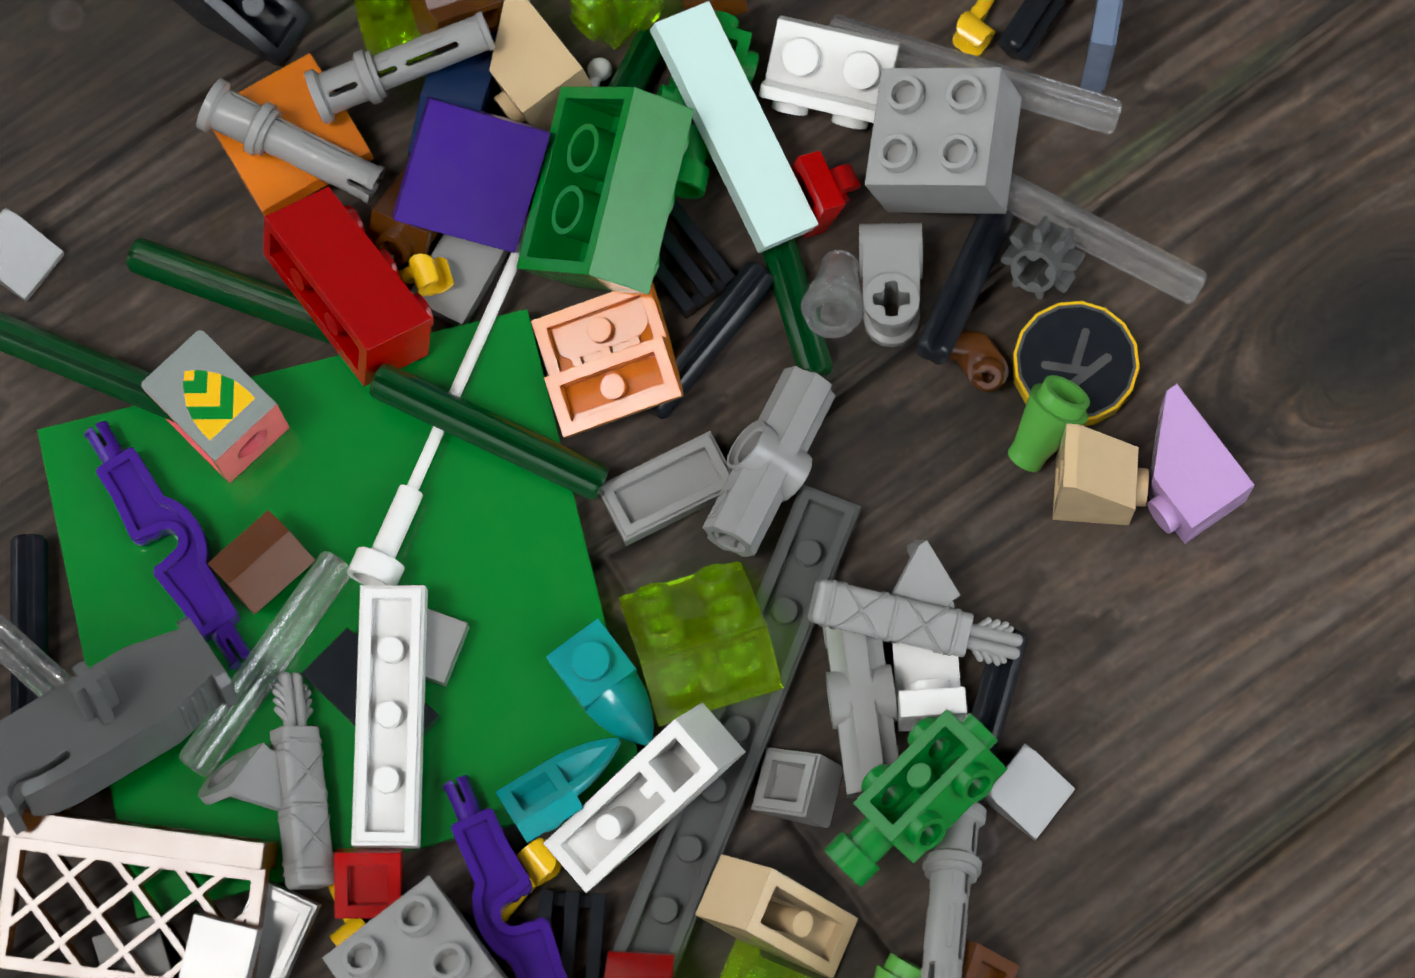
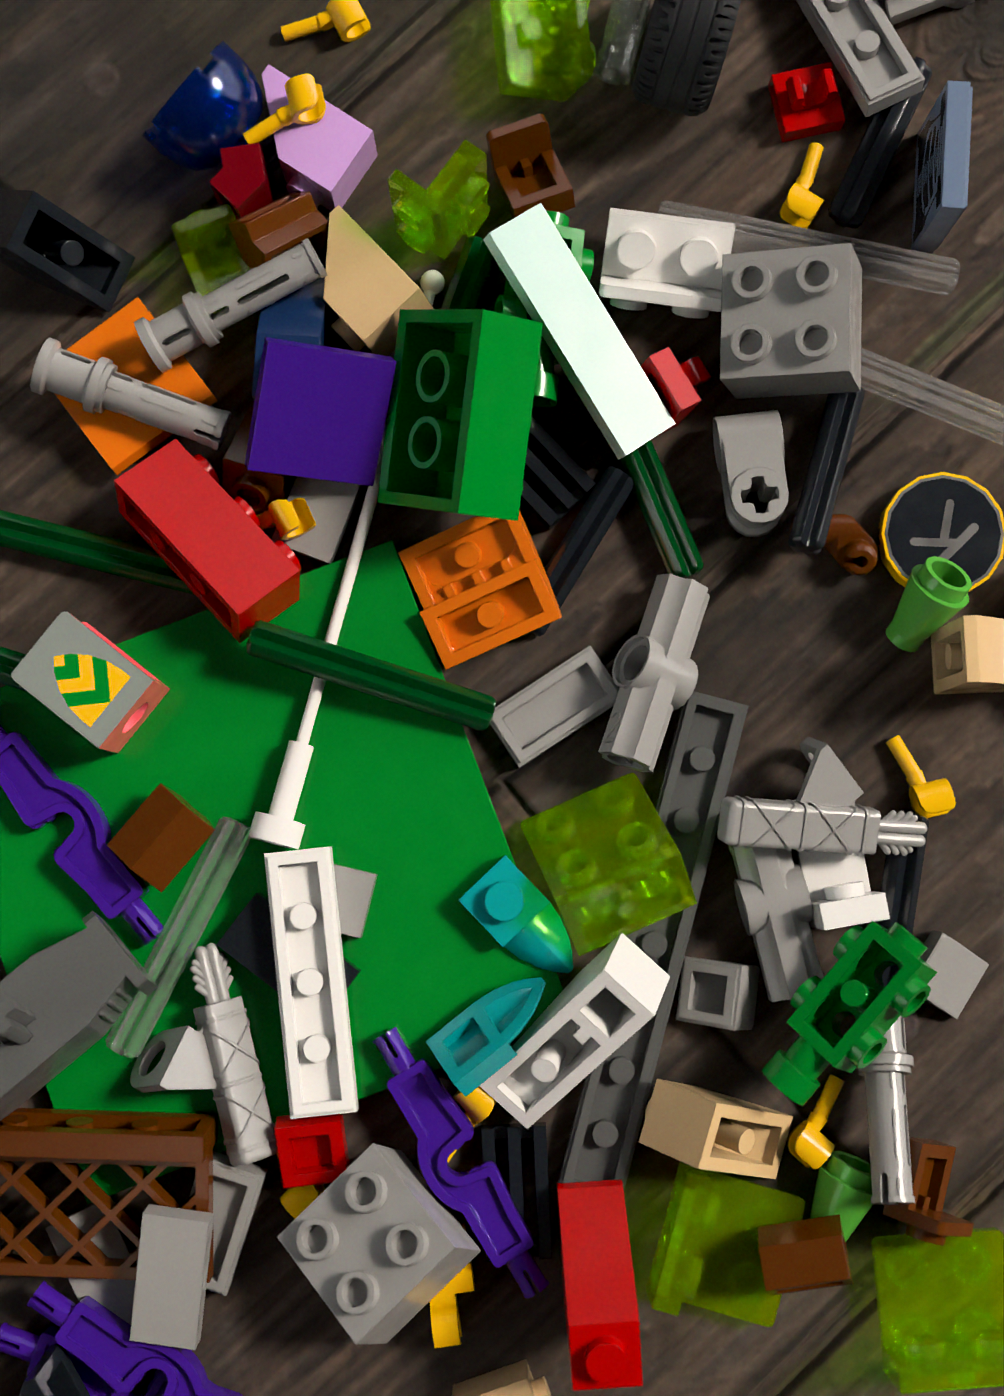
camera: 10 degrees left, 10 degrees up
(834, 298) = (699, 499): clear cone -> none
(869, 943) = (806, 1140): none -> yellow hand
(1032, 616) = (926, 798): none -> yellow hand
(1042, 257) = (901, 432): dark grey gear -> none

